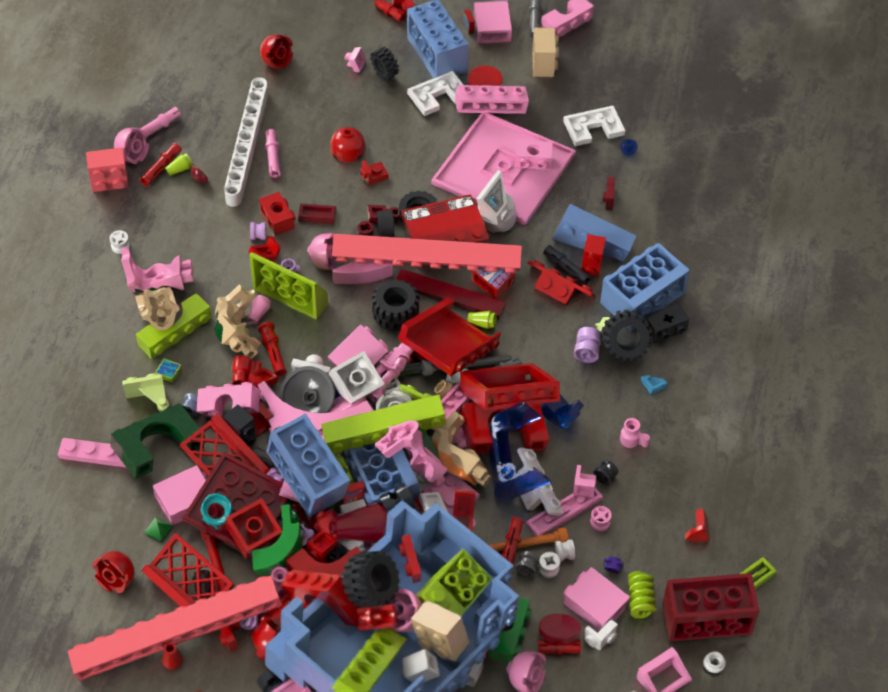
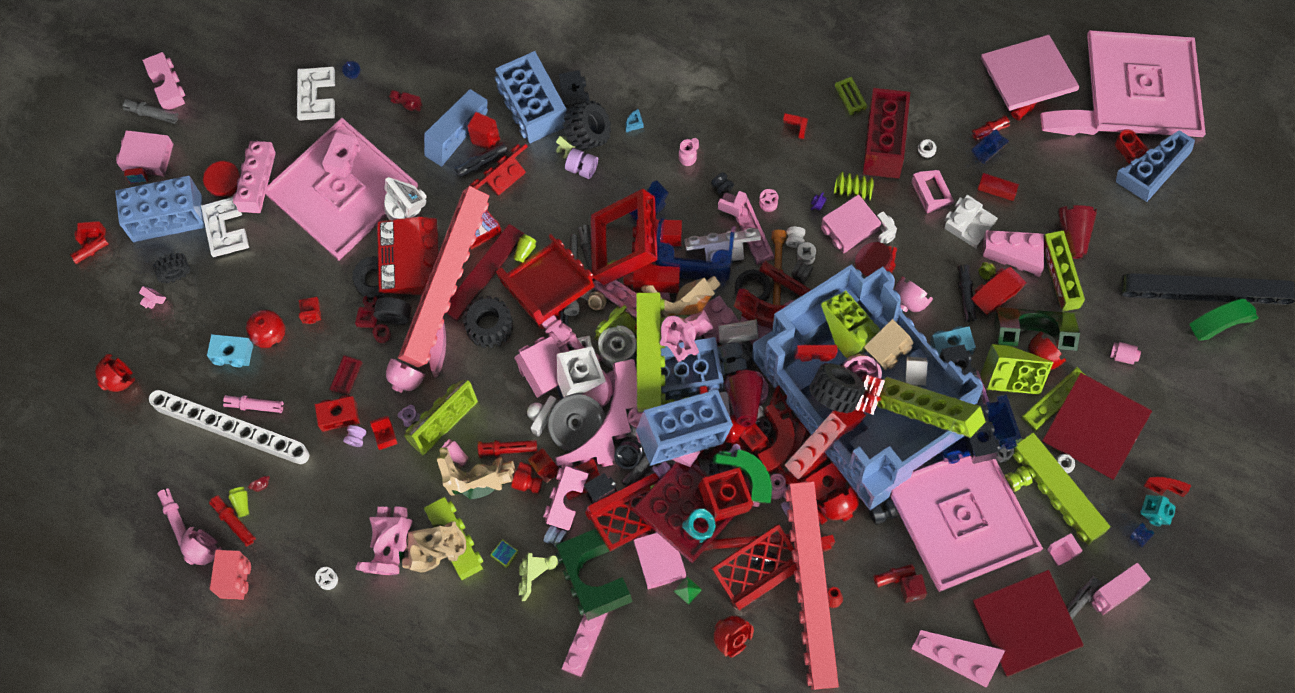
camera: 70 degrees left, 15 degrees up
(319, 124) = (220, 345): none -> medium azure brick
(493, 509) = (757, 275): none -> black tyre
(545, 52) = (209, 112): tan brick -> none

